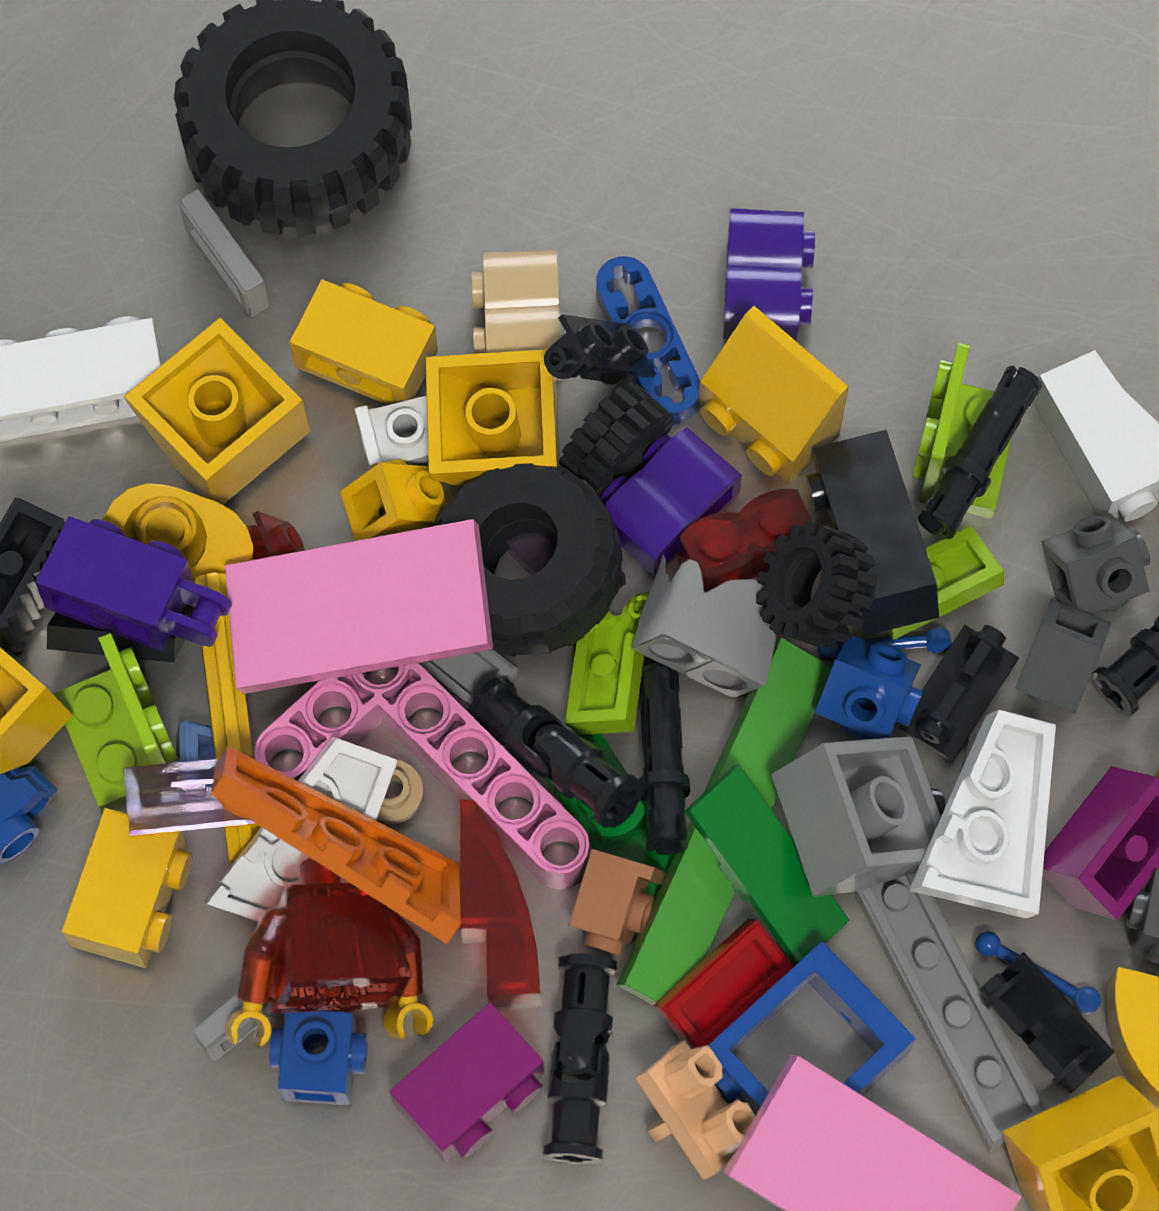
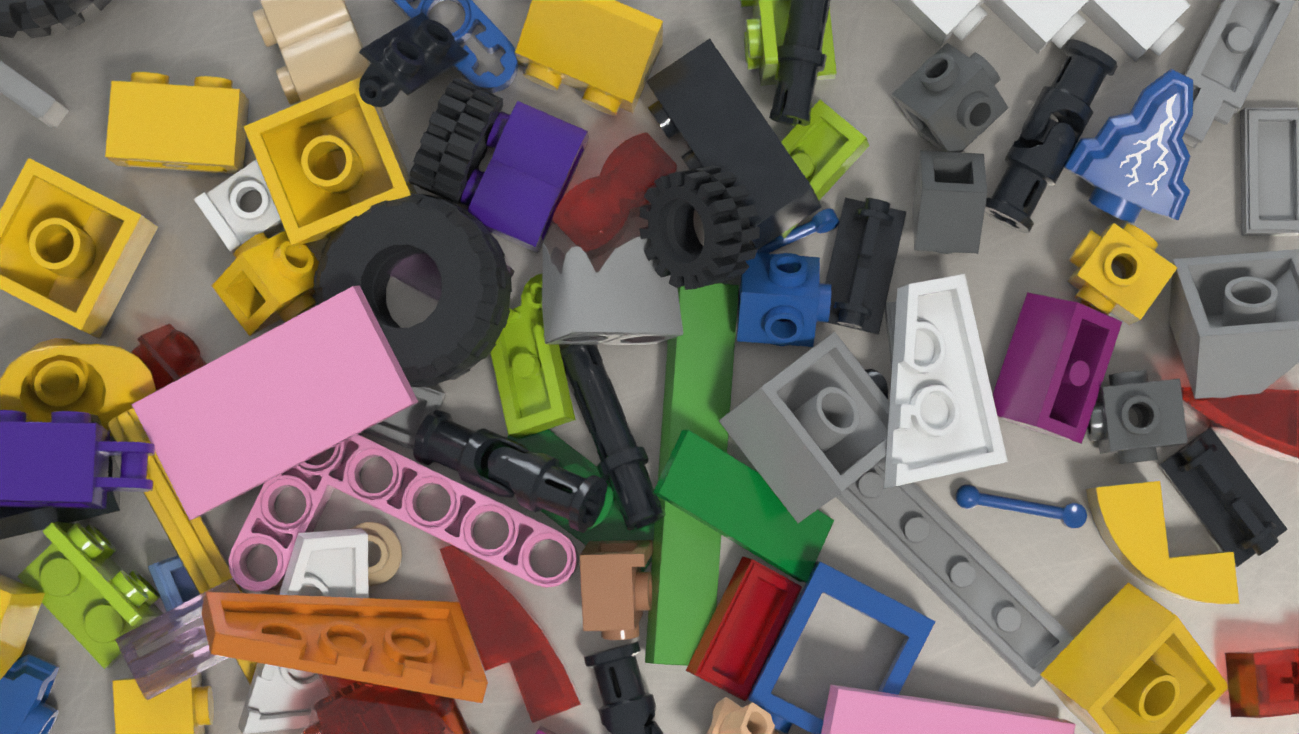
camera: 20 degrees left, 15 degrees up
(1046, 1022) = (1034, 548): black hinge -> none

